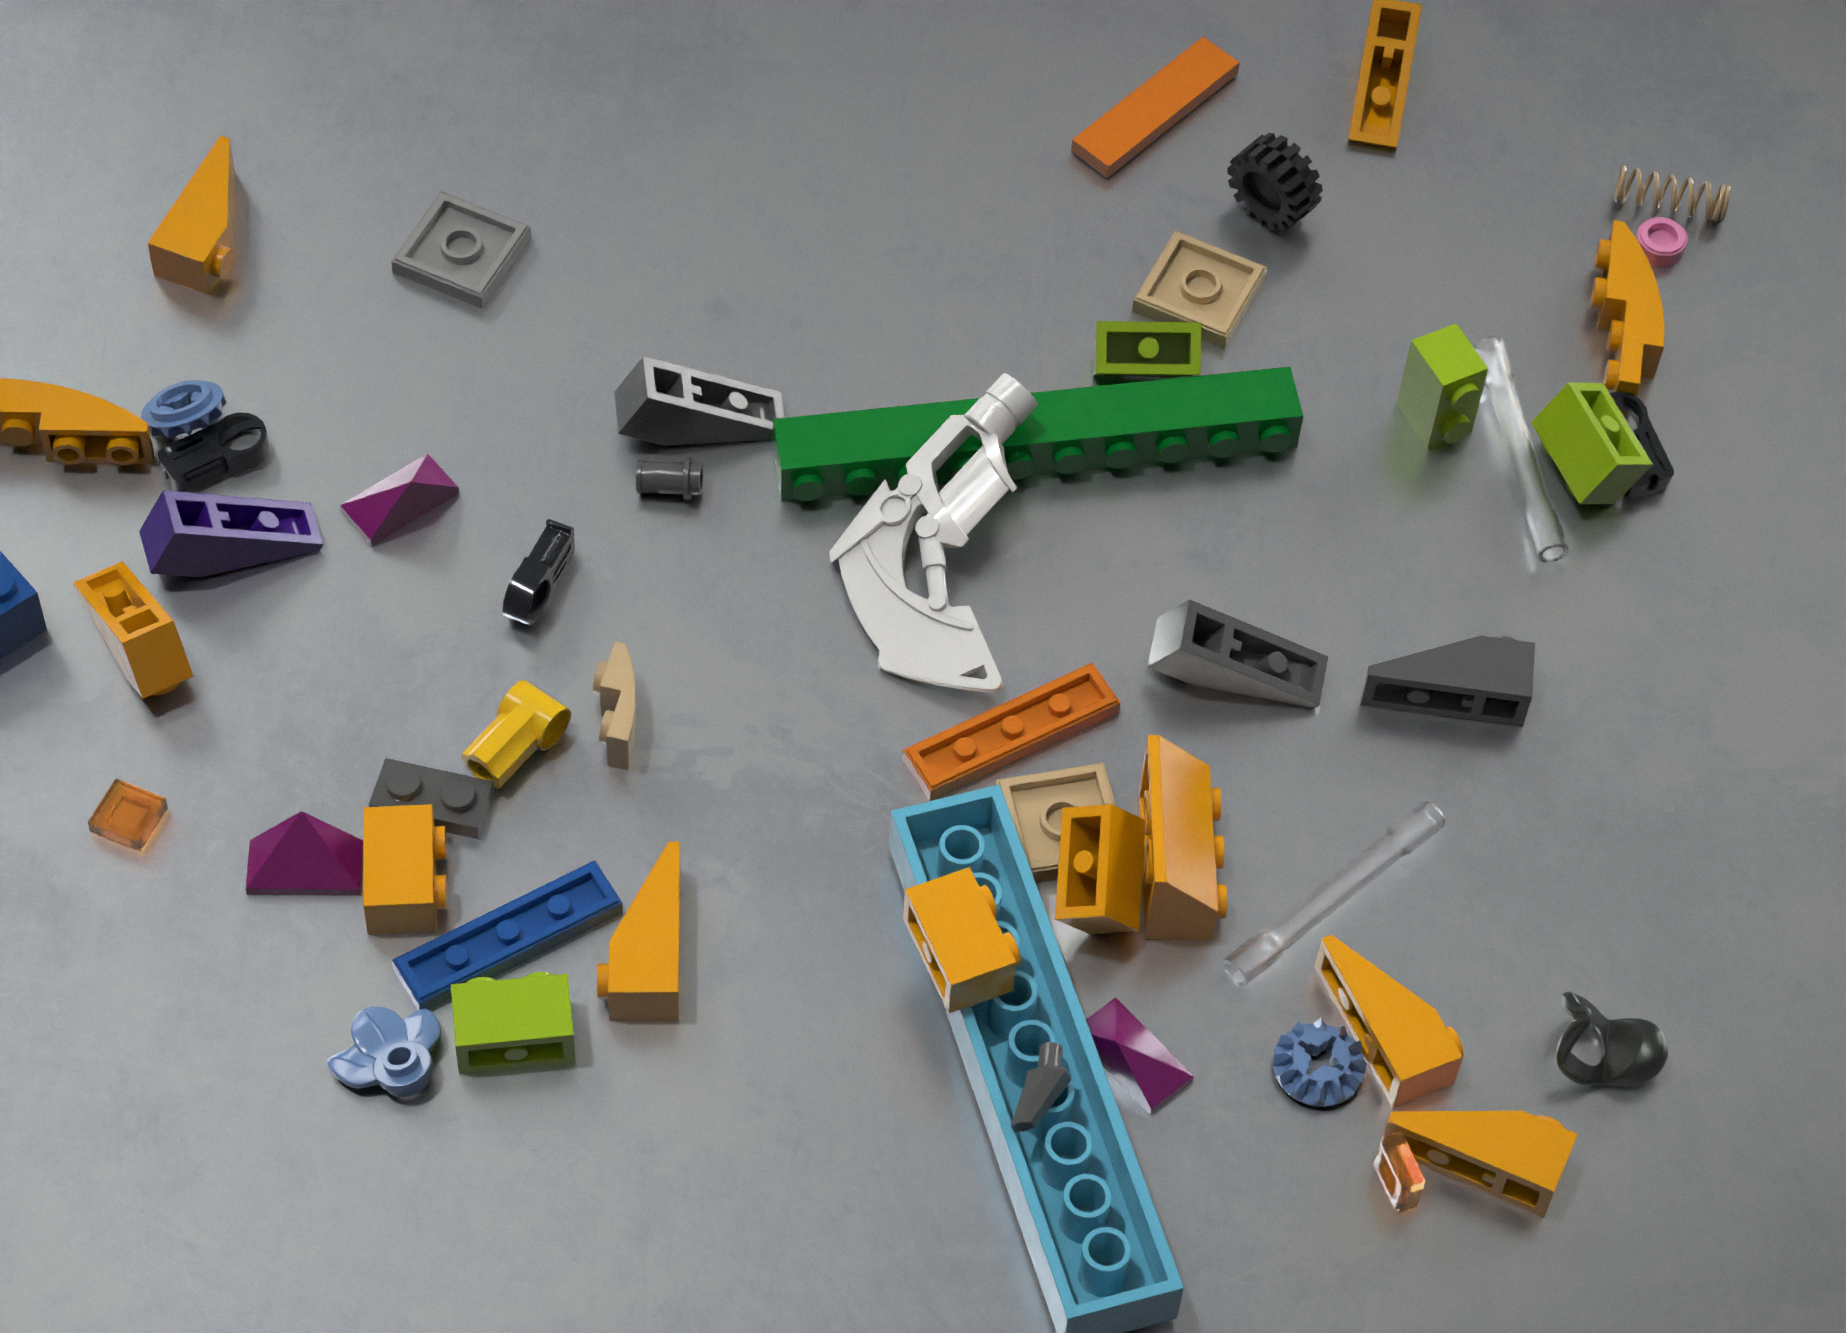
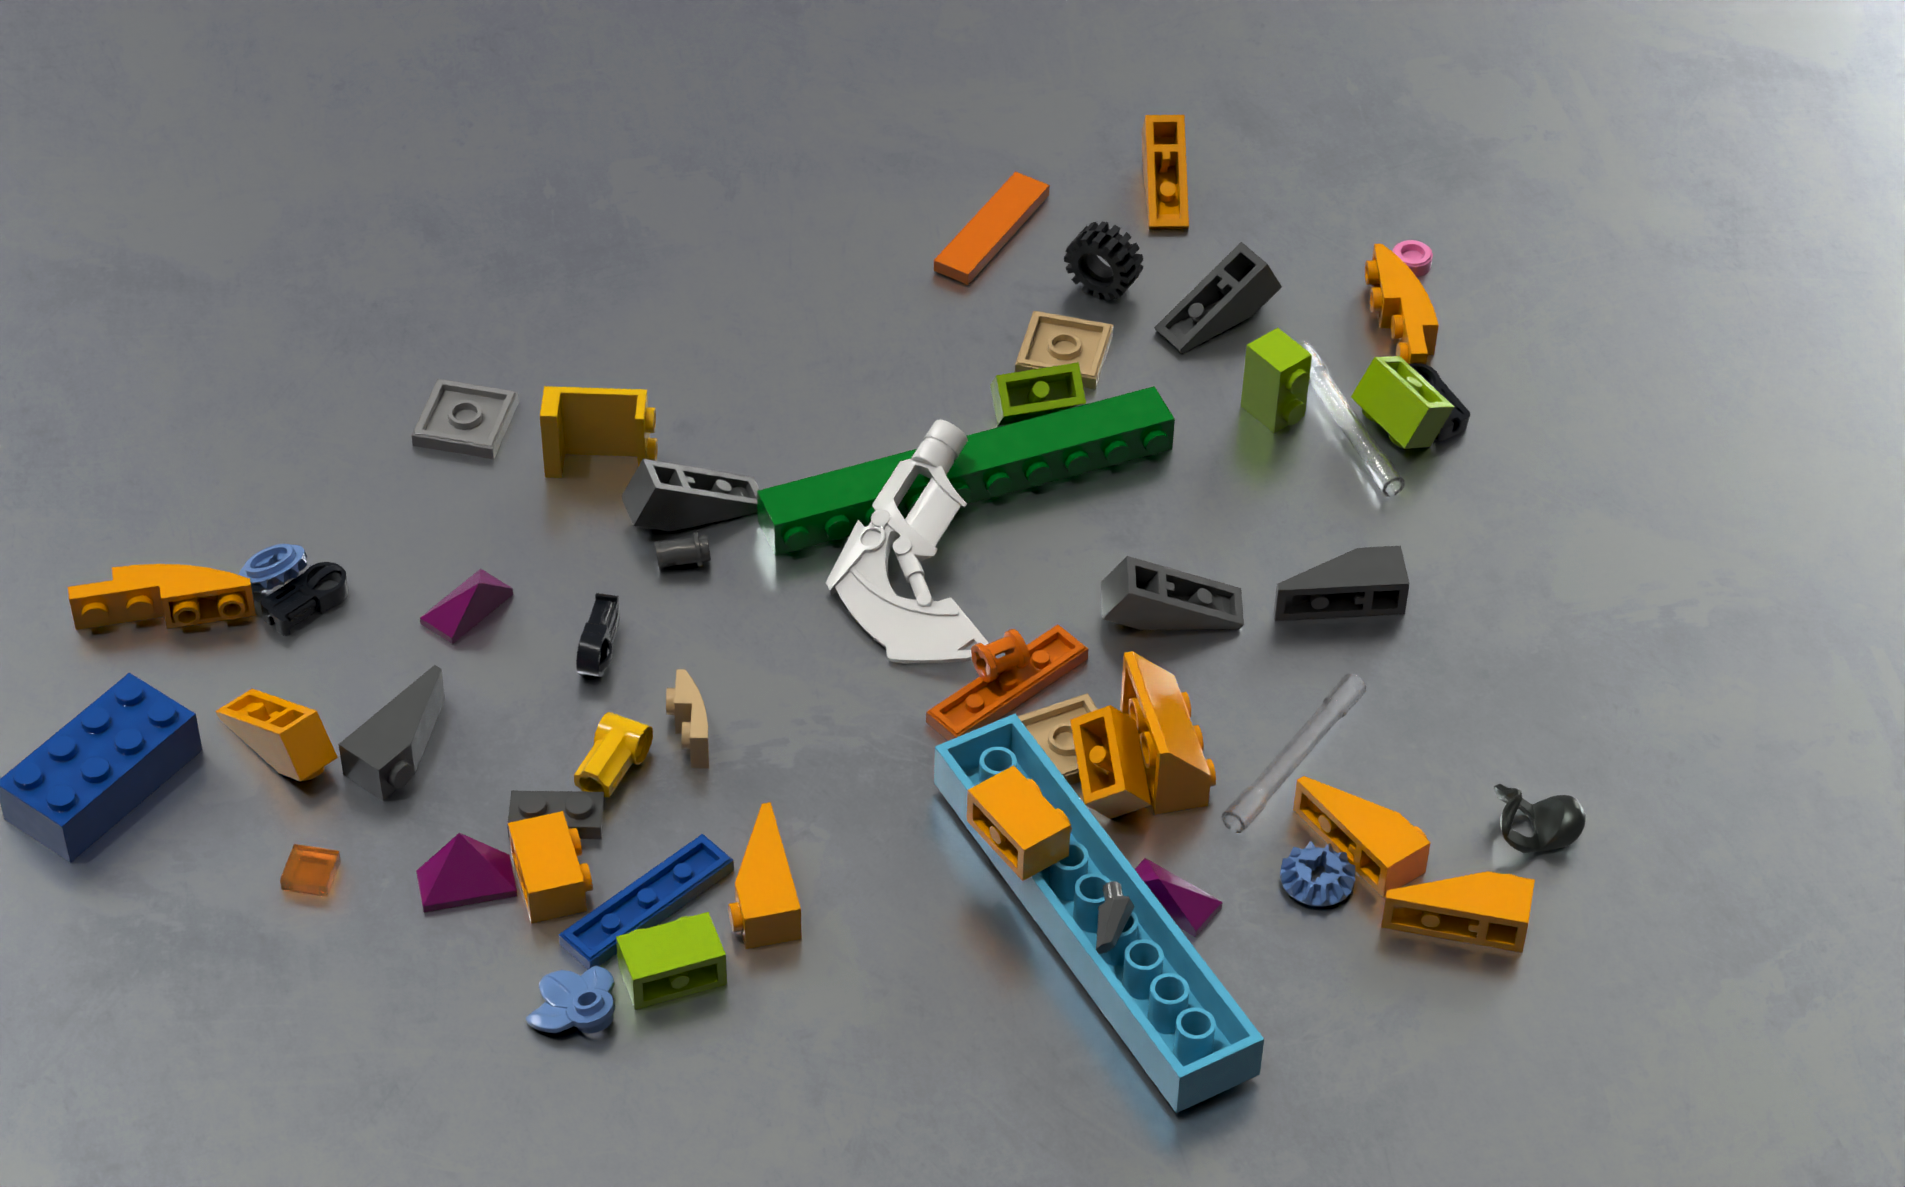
camera: 10 degrees left, 10 degrees down
(197, 233) = (247, 440): light orange slope -> none
(224, 533) = (326, 652): dark purple slope -> none
(264, 666) = (391, 743): none -> dark grey slope
(604, 292) = (595, 424): none -> yellow panel
(1026, 698) = (985, 655): none -> orange bush
(1399, 1172) = (1403, 936): clear orange tile -> none
(1404, 261) = (1220, 300): none -> dark grey slope
(1717, 207) = (1448, 225): tan piece -> none

